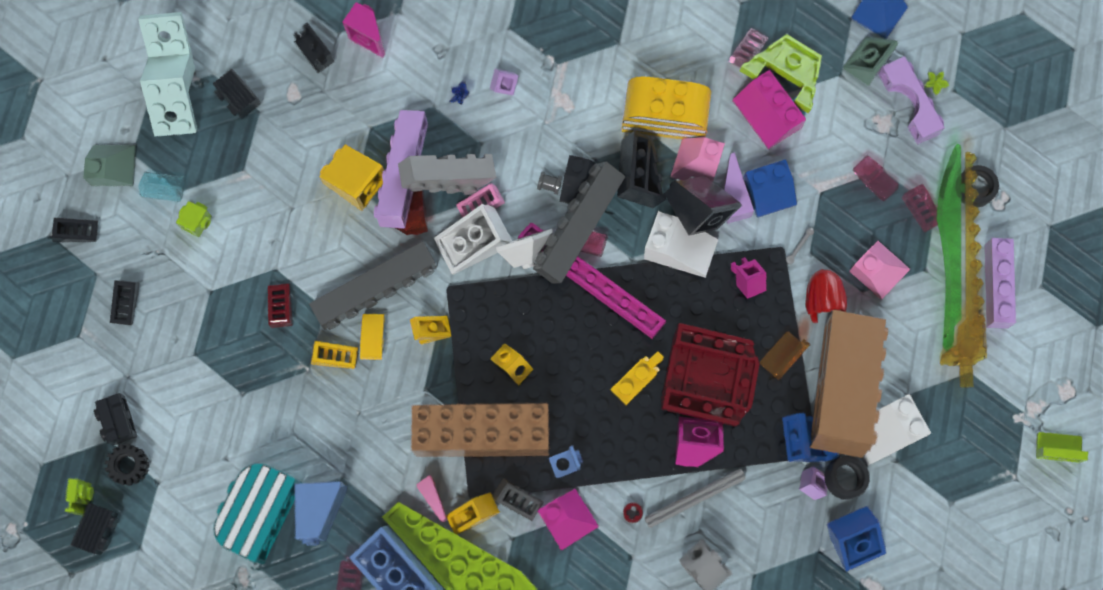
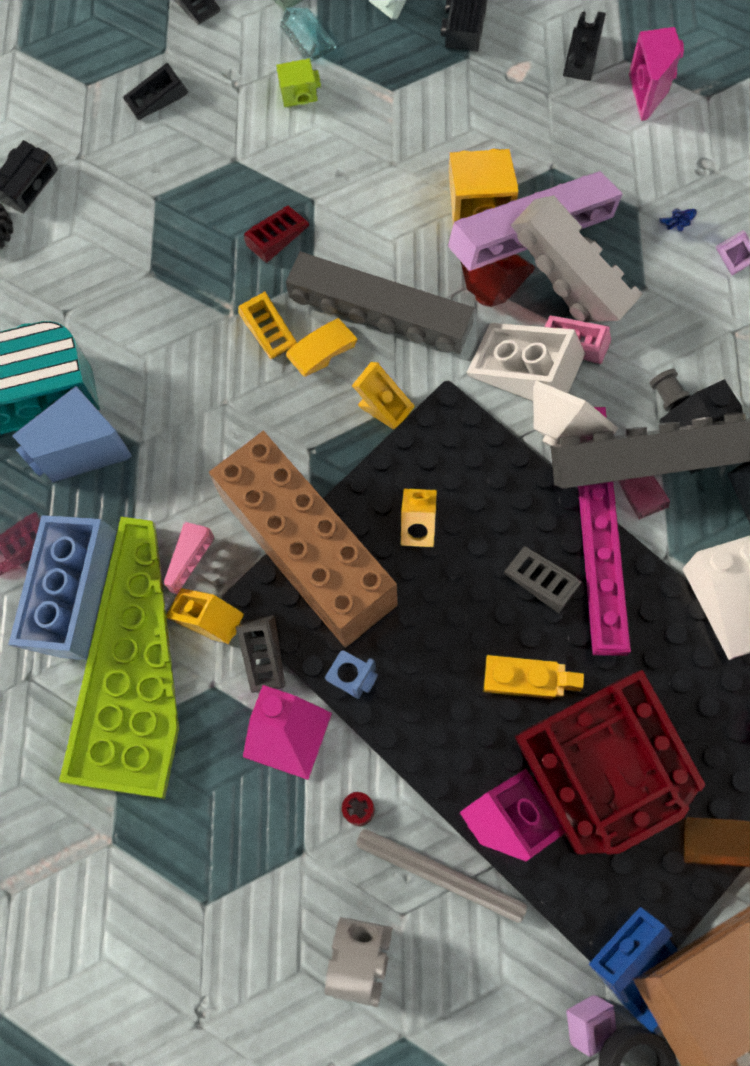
camera: 55 degrees right, 5 degrees down
(593, 322) = (561, 576): none -> dark grey slope

